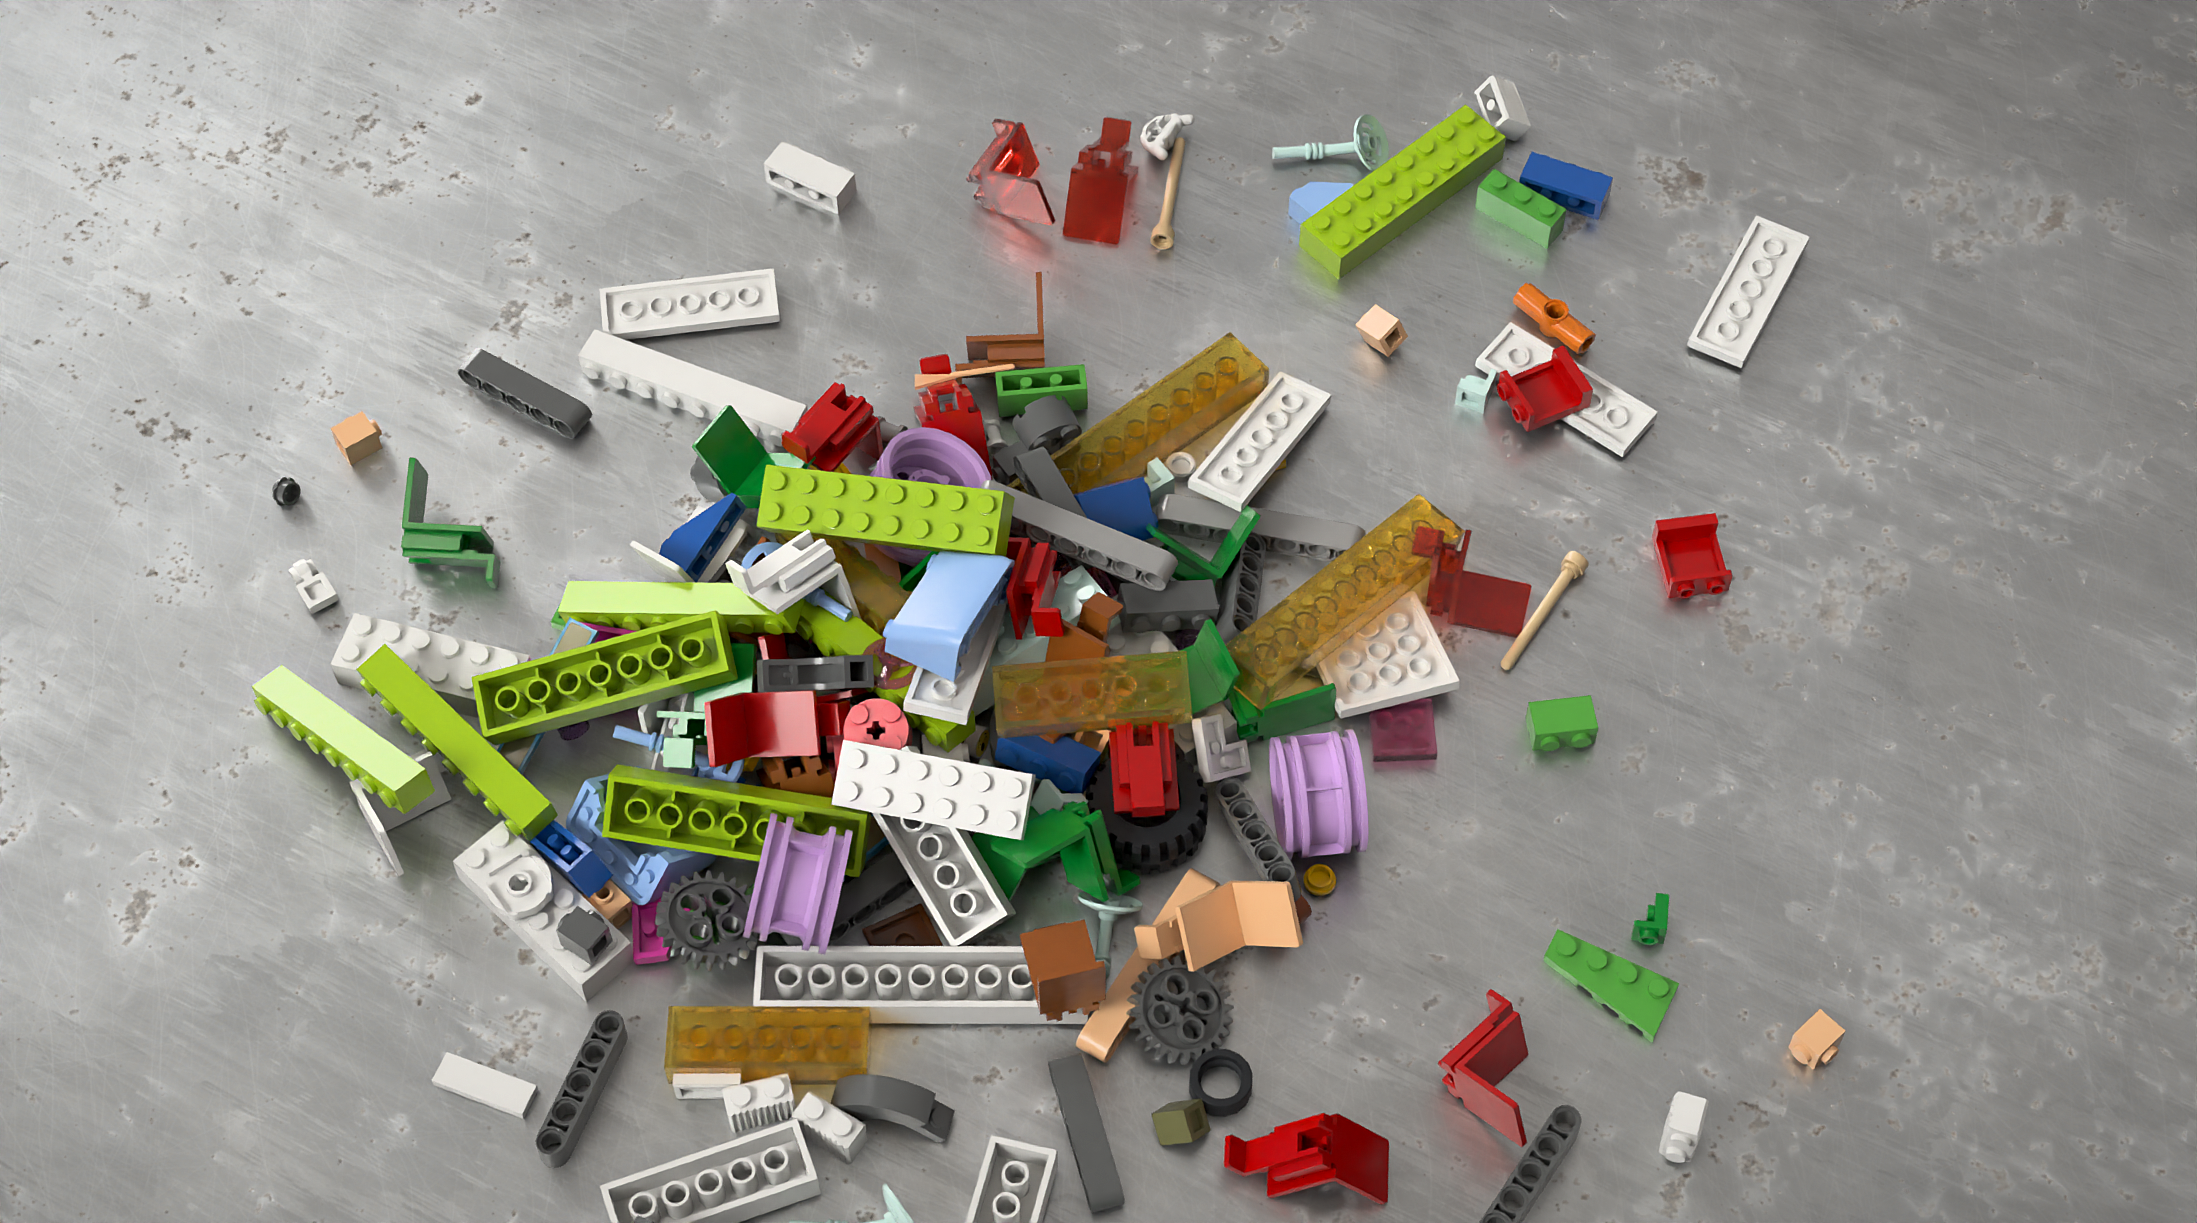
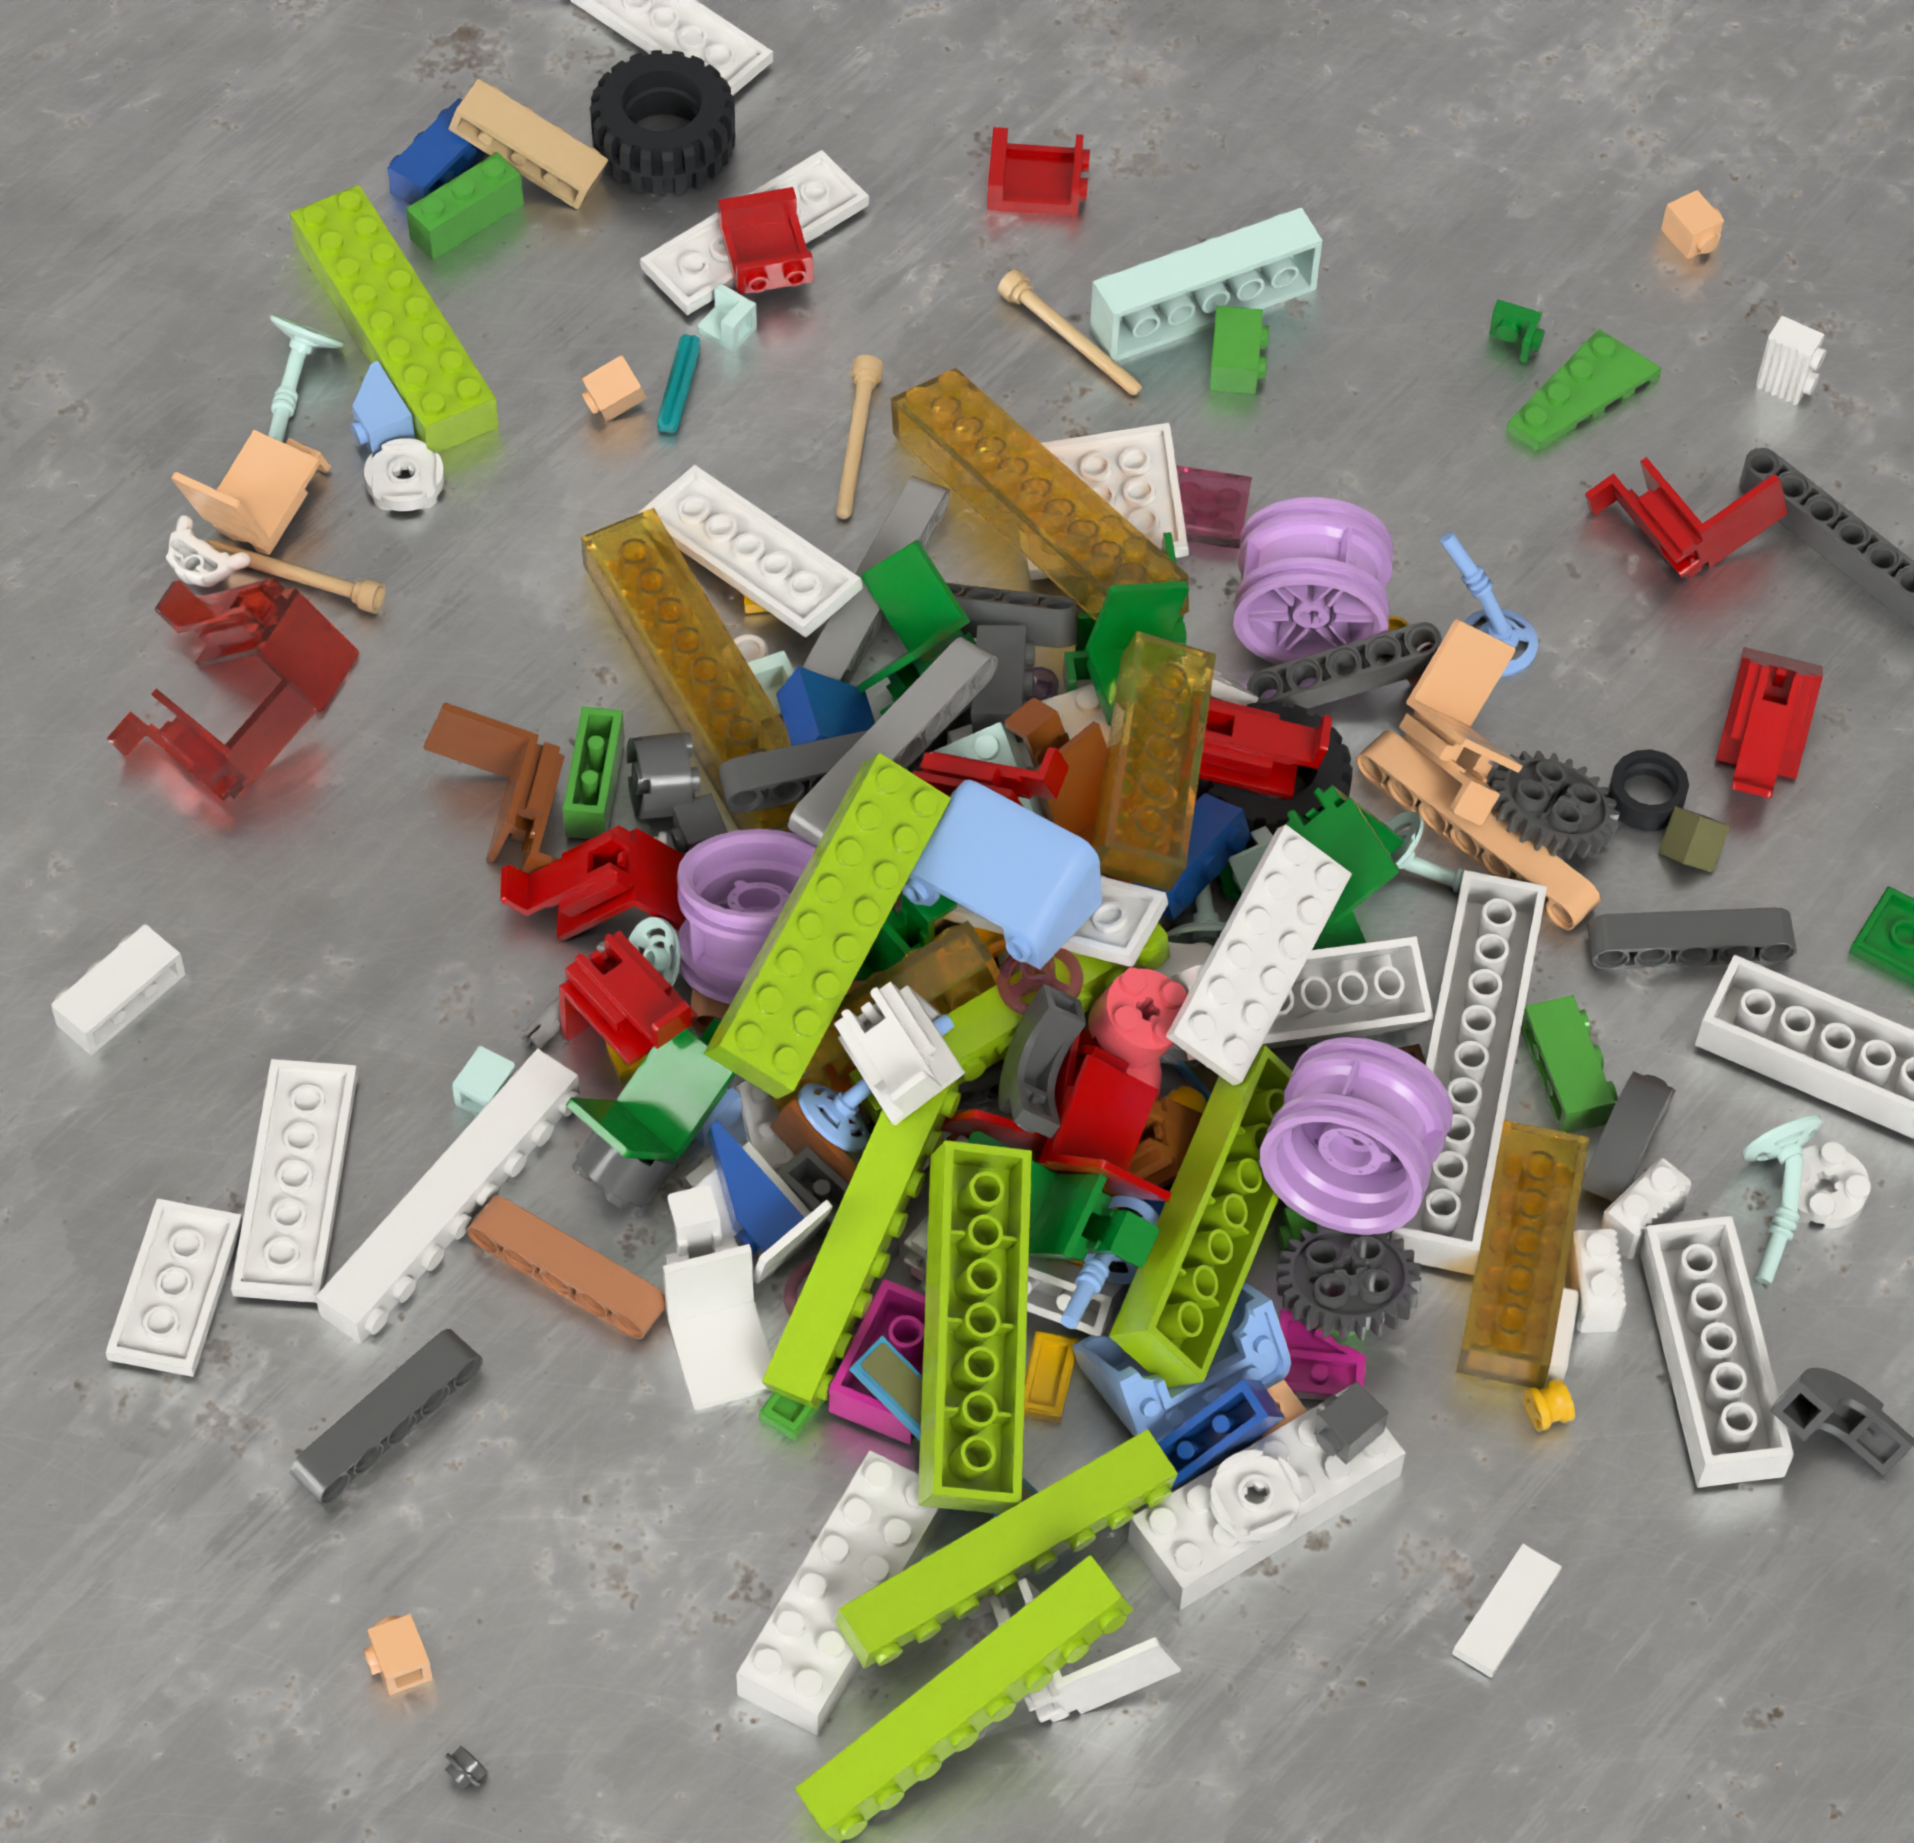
camera: 80 degrees left, 0 degrees up
(312, 585) = (659, 1740): white plate -> none
(441, 542) = (635, 1557): green piece -> none
(581, 1103) = (1549, 1505): dark grey beam -> none
(597, 261) = (174, 1287): none -> white plate
(606, 759) = (1048, 1376): none -> yellow tile
(645, 524) = (712, 1305): none -> white piece
(650, 1085) = (1549, 1405): none -> yellow wheel
(651, 465) = (567, 1267): none -> nougat beam
(782, 382) = (481, 1080): none -> light aqua panel
(926, 380) = (546, 890): light nougat piece -> none
(950, 1055) = (1568, 1064): none -> bright green brick
(1064, 969) = (1513, 883): dark orange piece -> none
(1213, 149) = (257, 491): none -> light nougat piece
(1268, 245) = (410, 493): none -> white plate
(1342, 945) = (1497, 625): none -> light blue dish
(1409, 373) = (678, 383): none -> teal axle
(1453, 485) = (866, 374): none -> tan piece
(1467, 596) = (1035, 383): clear red piece -> none
(1503, 107) = (298, 181): white brick -> none
(1554, 318) = (647, 215): orange piece -> none
(1583, 225) = (528, 143): none -> tan brick
(1619, 690) = (1181, 290): none -> light aqua brick
(1647, 276) = (663, 86): none -> black tyre

